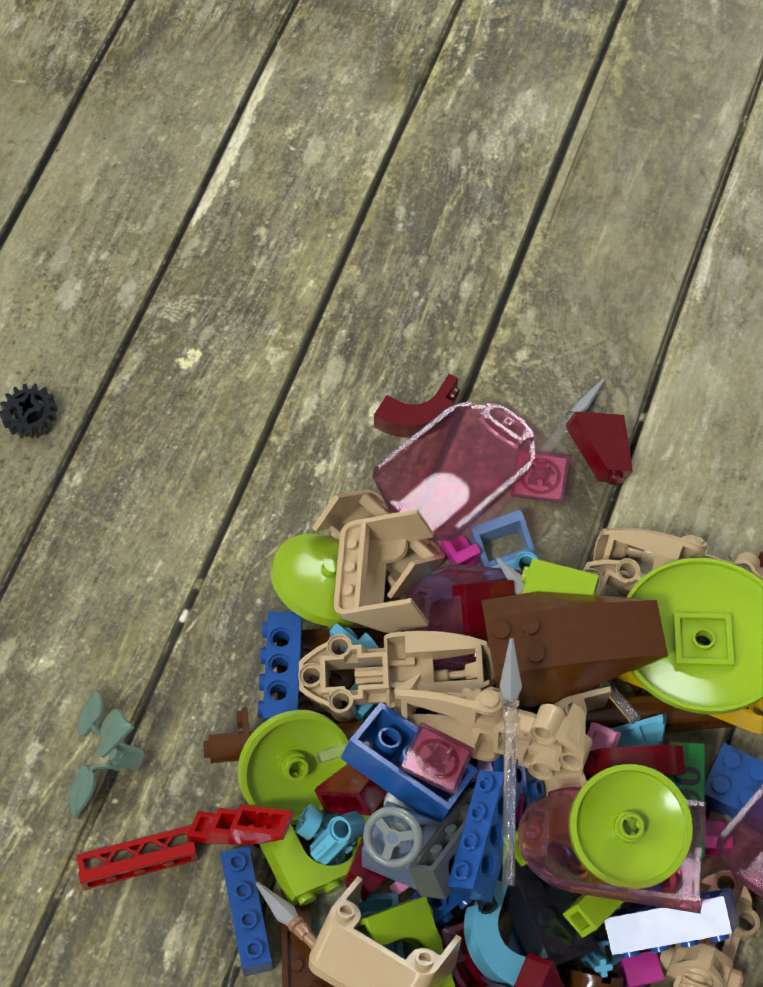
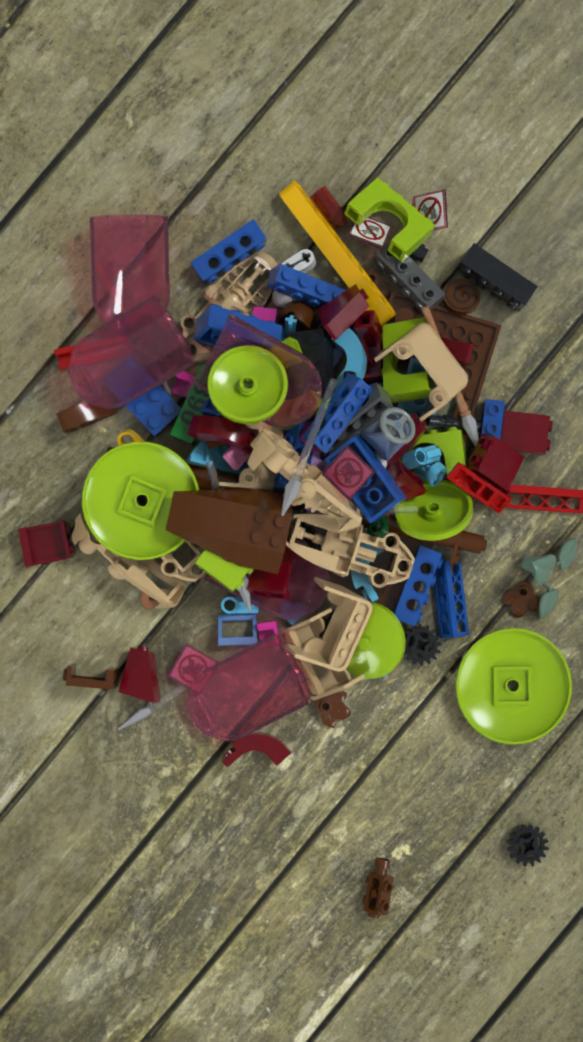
camera: 165 degrees left, 25 degrees up
(100, 554) = (541, 692): none -> lime dish
(132, 705) = (521, 602): none -> reddish brown plate
(196, 939) = (526, 432): none -> dark red brick
(204, 304) = (379, 889): none -> reddish brown brick
(228, 872) = (495, 461): none -> dark red panel
(232, 670) = (446, 600): none -> blue fence
(249, 591) = (424, 652): none -> black gear
(318, 904) = (433, 420): none -> black pin
(338, 482) = (335, 708): none -> reddish brown plate
(360, 710) = (379, 528): none -> dark green tile
(665, 415) = (72, 679): none -> reddish brown panel

